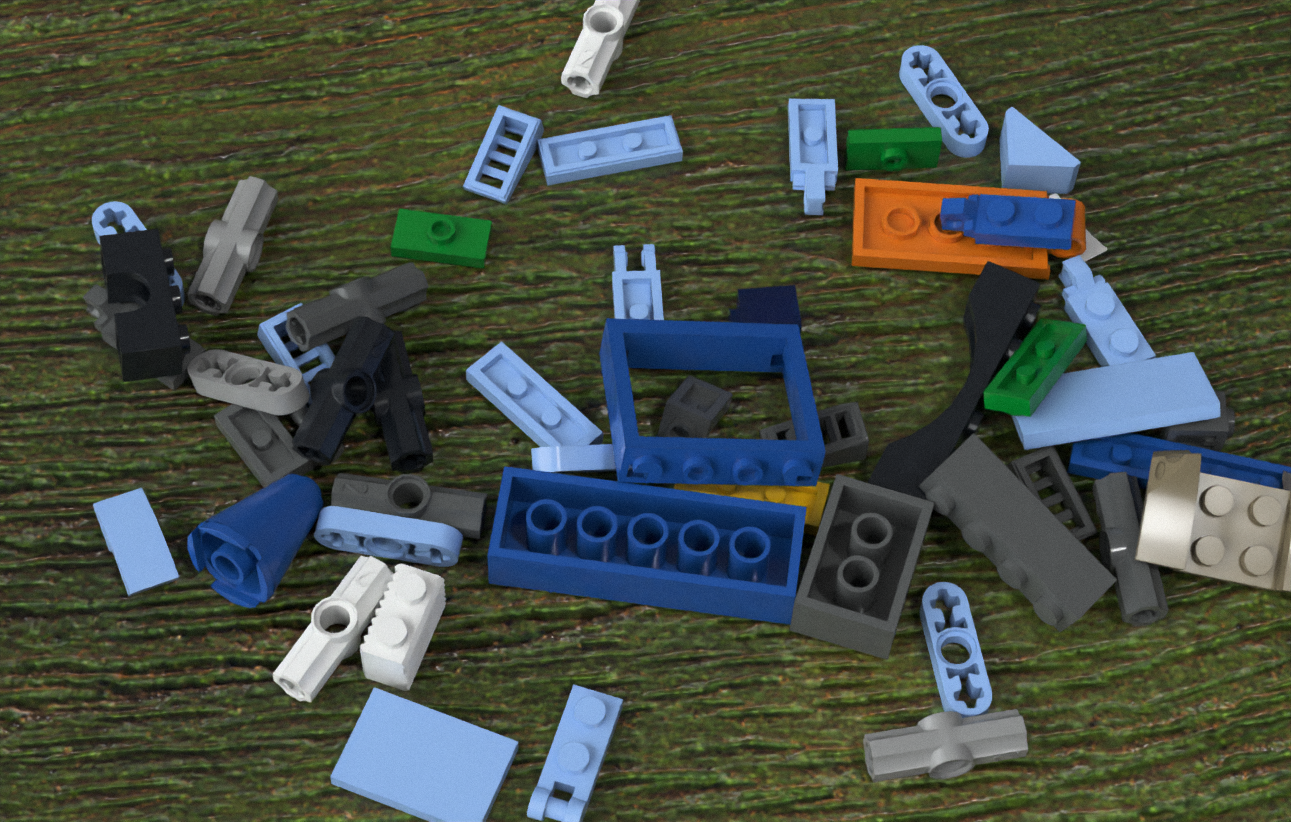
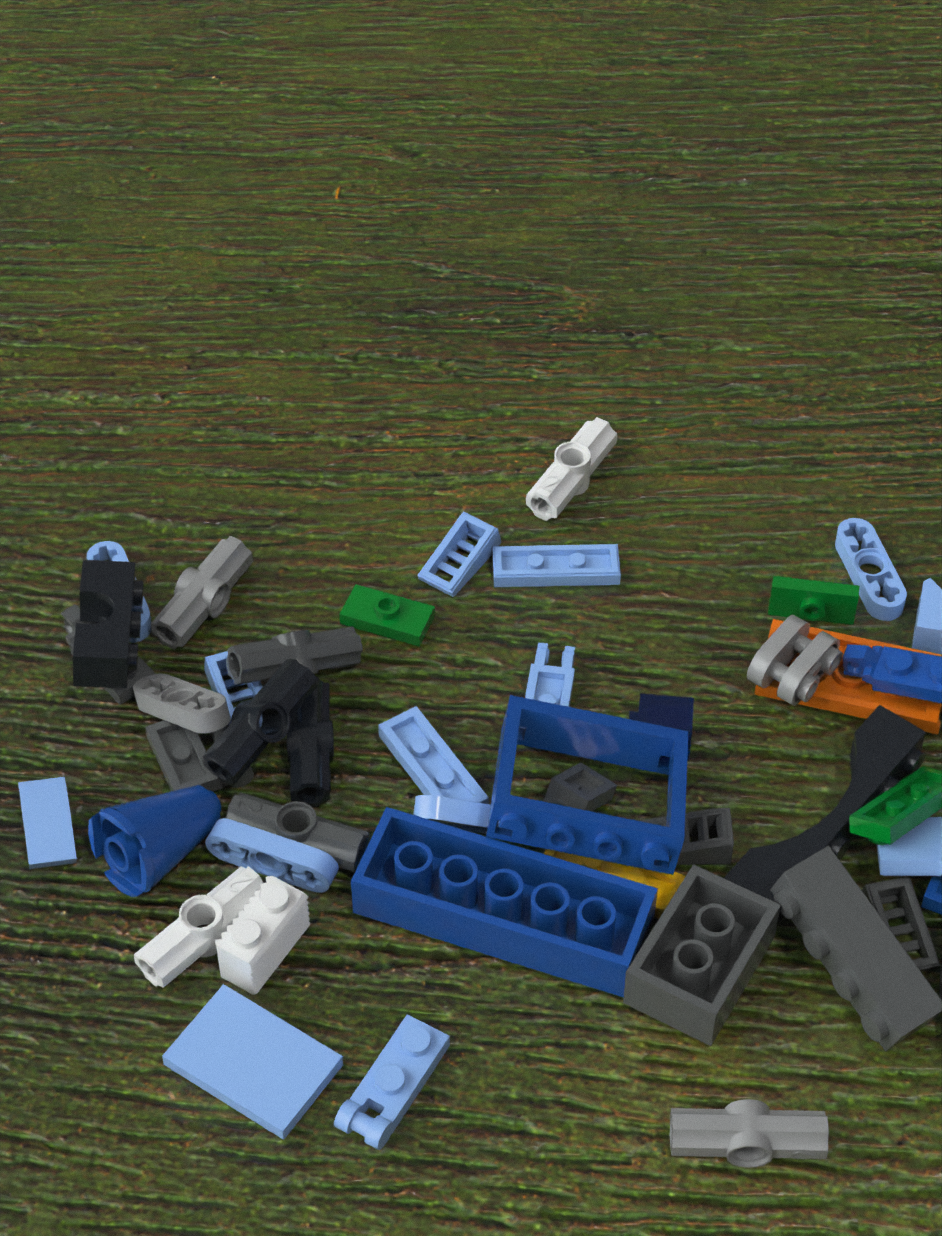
camera: 15 degrees right, 10 degrees down
(812, 150) = (739, 591): light blue hinge -> none
(901, 247) = (803, 675): none -> light grey brick
(961, 632) = (786, 1033): light blue beam -> none

